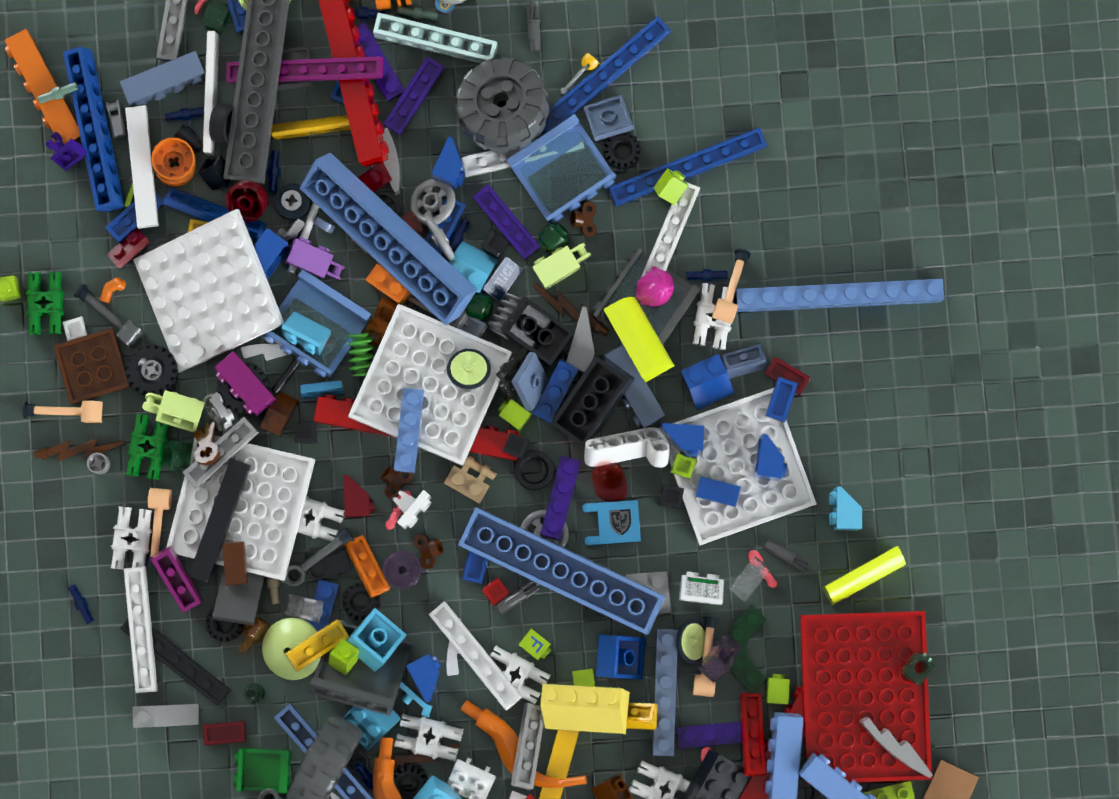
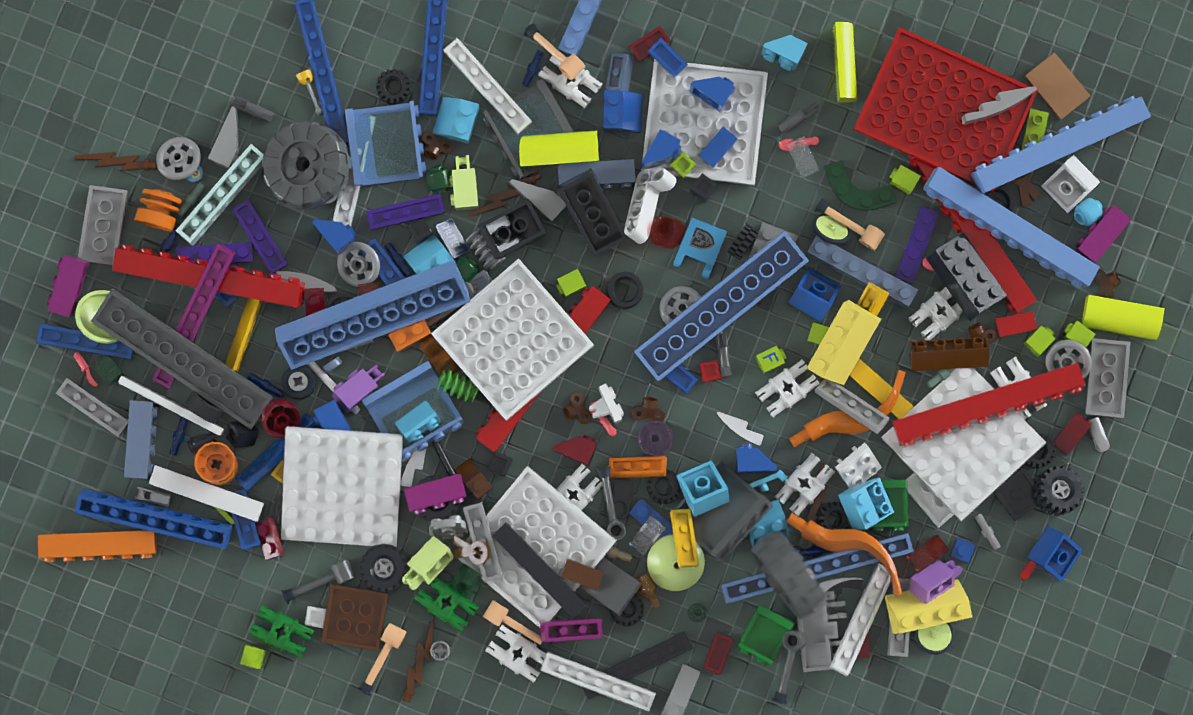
camera: 65 degrees left, 0 degrees up
(57, 92) = (108, 533): sand green bar -> none
(65, 154) = (164, 551): dark purple plate -> none
(110, 287) = (294, 569): orange arm -> none
(292, 232) = (325, 393): light grey arm -> none
(319, 389) = (469, 435): dark azure tile -> none
(343, 657) = (705, 520): lime brick -> none
(409, 430) = (543, 374): medium blue plate -> none
(439, 238) = (394, 271): light grey plate -> none
(467, 484) = (610, 350): tan plate -> none
(468, 369) = (516, 300): yellowish green wheel -> none
(475, 655) = (756, 412): white tile -> none
(484, 21) = (226, 147): none -> light grey slope
(508, 371) = (538, 265): clear smoke plate -> none
(516, 446) = (599, 293): black panel -> none
(530, 381) = (551, 255): sand blue plate -> none
(555, 391) = (568, 239): blue plate -> none
(560, 498) = (659, 279): dark purple plate -> none
(608, 117) = (360, 84): sand blue plate -> none
(620, 226) = (456, 119): none -> medium azure slope
(636, 561) = (743, 241): none -> black tyre
(655, 287) = (523, 115): dark pink hair -> none
(671, 186) = (444, 60): lime brick -> none
(701, 589) = (792, 200): white slope -> none
(720, 658) = (856, 212): clear purple slope -> none
(753, 734) = (931, 216): red tile -> none
(909, 671) = (939, 62): clear green brick -> none

